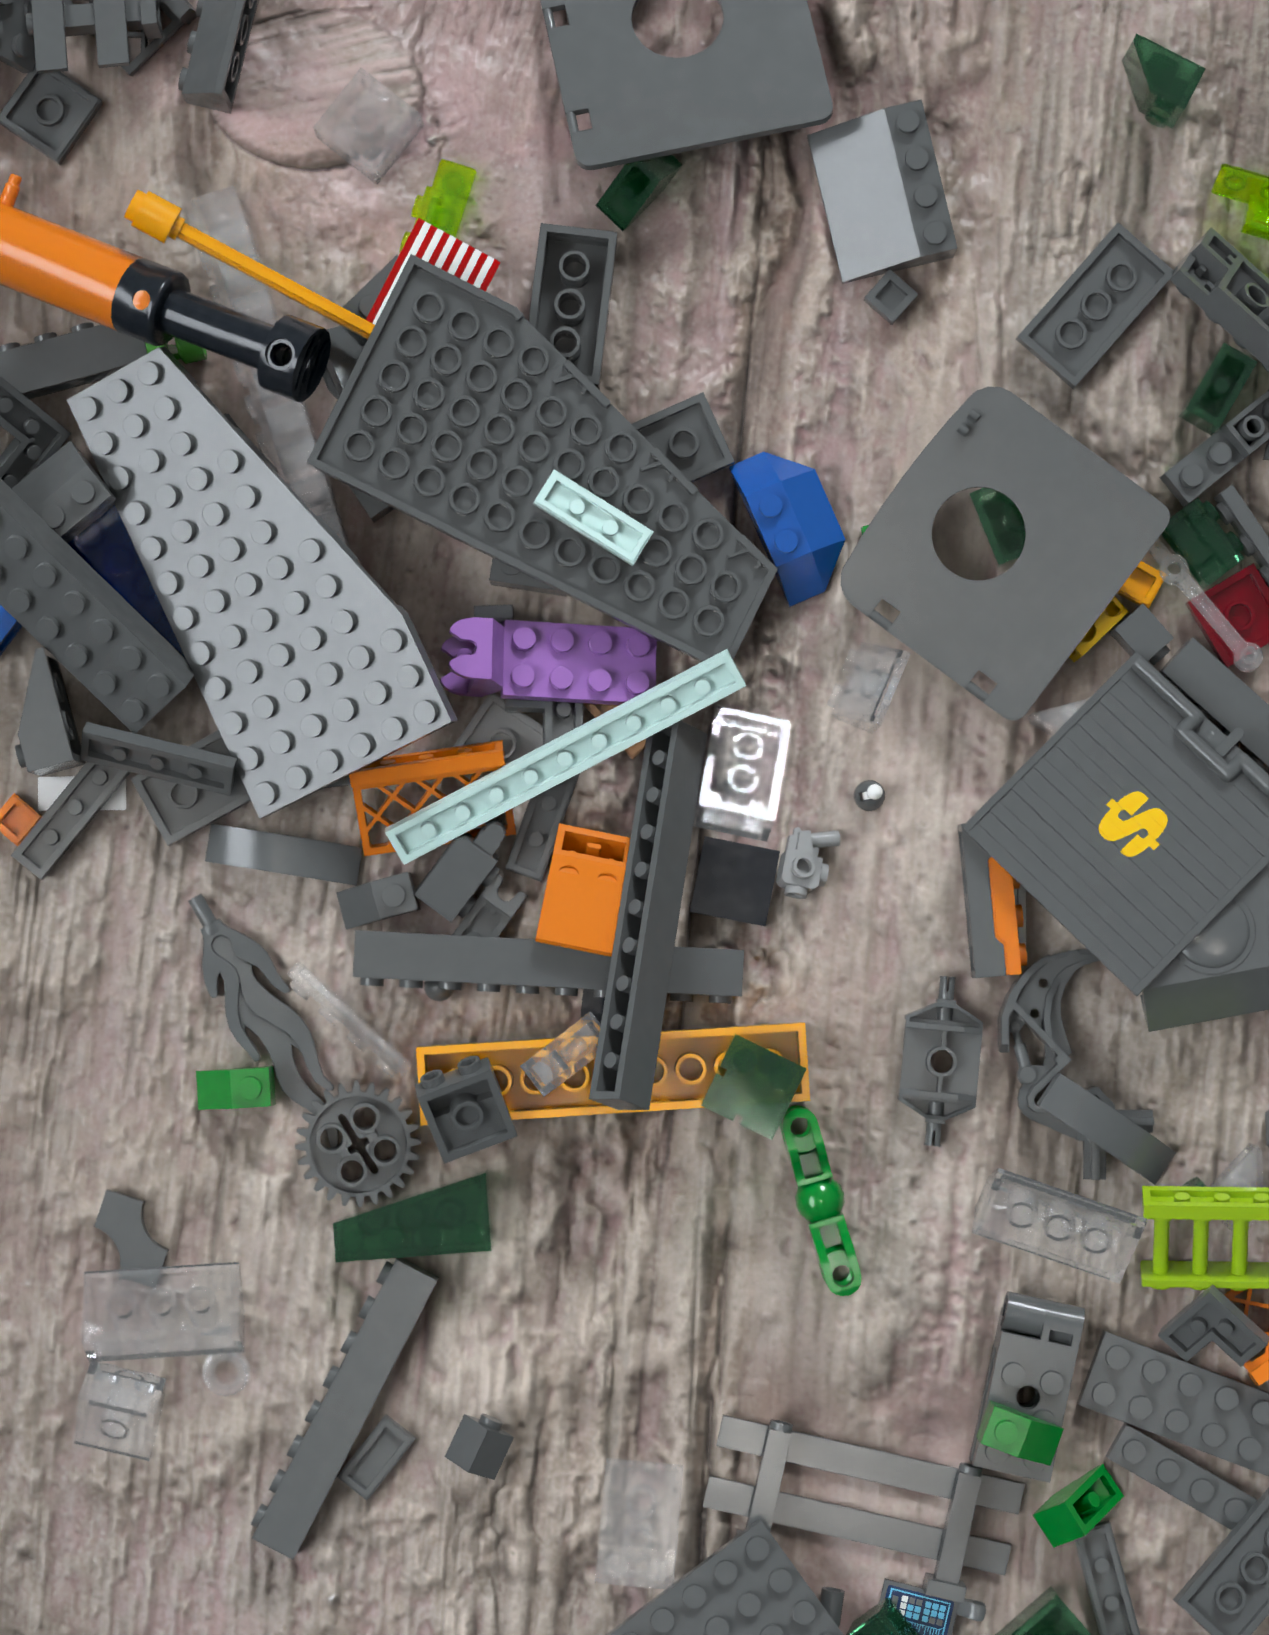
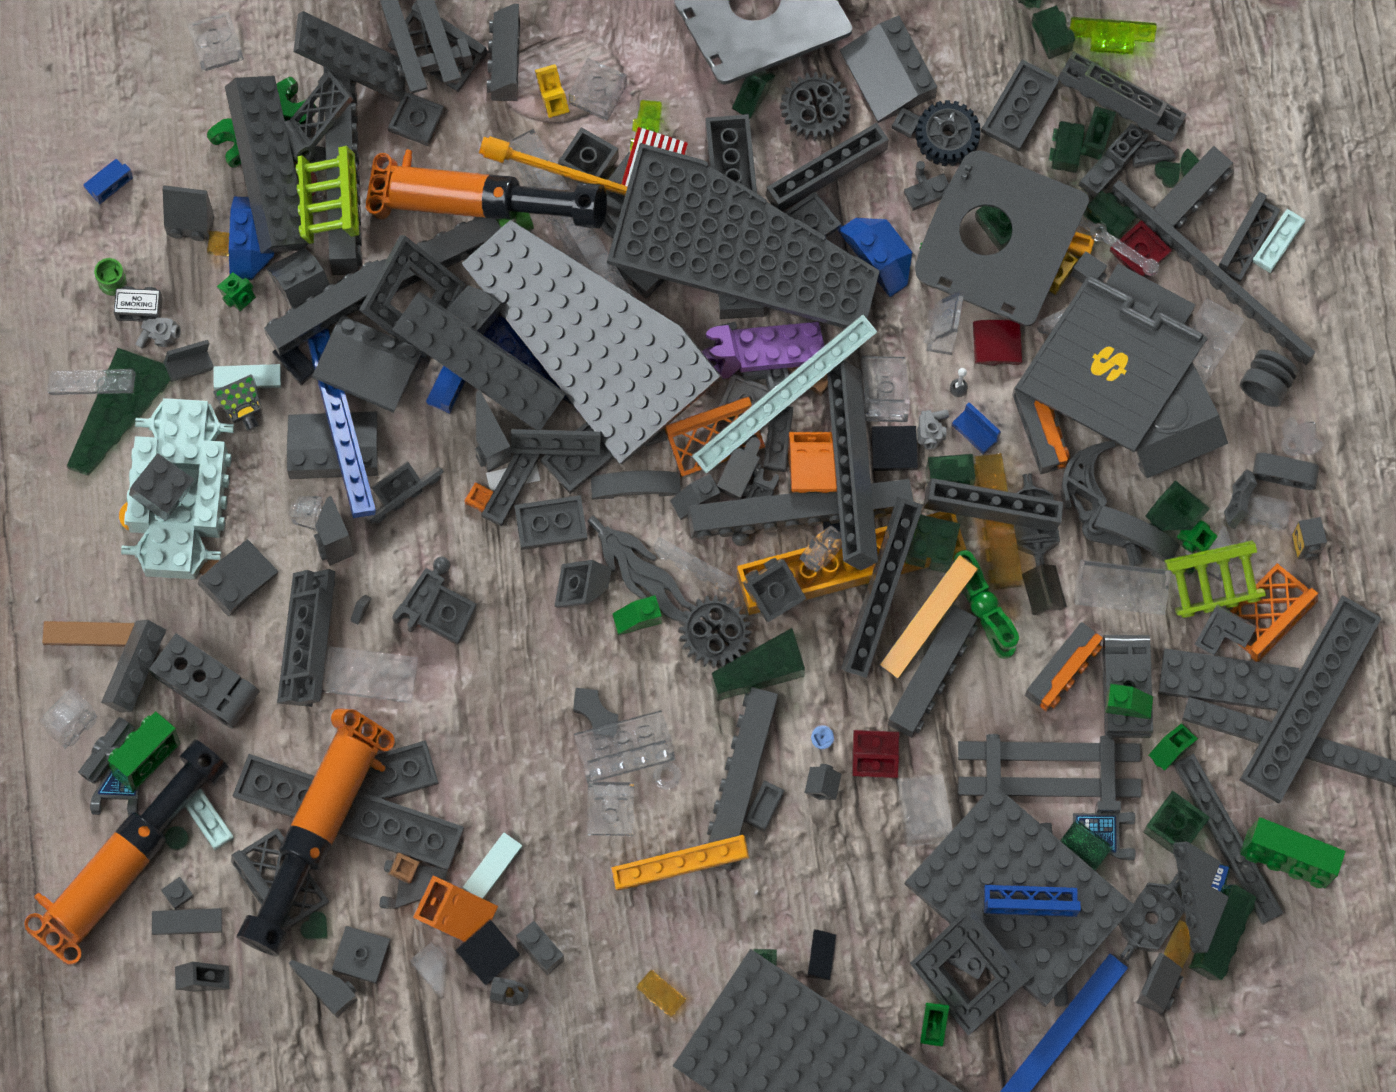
camera: 15 degrees left, 15 degrees down
(125, 892) = (551, 522): none -> dark grey plate
(153, 1015) = (581, 583): none -> dark grey slope
(212, 1535) = (680, 862): none -> light orange tile
(291, 110) = (551, 91): none -> yellow slope
(325, 252) = (590, 155): none -> dark grey brick
(498, 1362) = (822, 737): none -> light blue tile
(580, 1408) = (875, 753): none -> dark red slope
(593, 517) = (771, 260): light aqua tile -> none
(650, 1142) = (882, 587): none -> dark grey brick
(707, 1290) = (932, 671): none -> dark grey brick
(721, 1204) = (929, 616): none -> light orange tile
(733, 355) = (827, 167): none -> dark grey brick
(774, 233) = (795, 110): none -> dark grey gear
(815, 959) = (951, 468): none -> clear green brick
(872, 1039) = (993, 505): none -> dark grey brick
(877, 1051) = (1000, 536): none -> clear yellow brick
(880, 879) = (976, 428): none -> blue panel
(898, 428) = (926, 190): none -> dark grey plate
(928, 1186) = (1044, 589): none -> clear smoke panel
(929, 1330) = (1064, 666): none -> piece
(952, 731) = (997, 342): none -> dark red slope
(963, 302) = (947, 118): none -> wheel
(1158, 400) = (1067, 146): none -> clear green brick
(1185, 181) = (1053, 31): none -> clear green brick
(1186, 1104) = (1177, 509): none -> clear green slope
(1208, 1153) = (1198, 538): none -> green brick

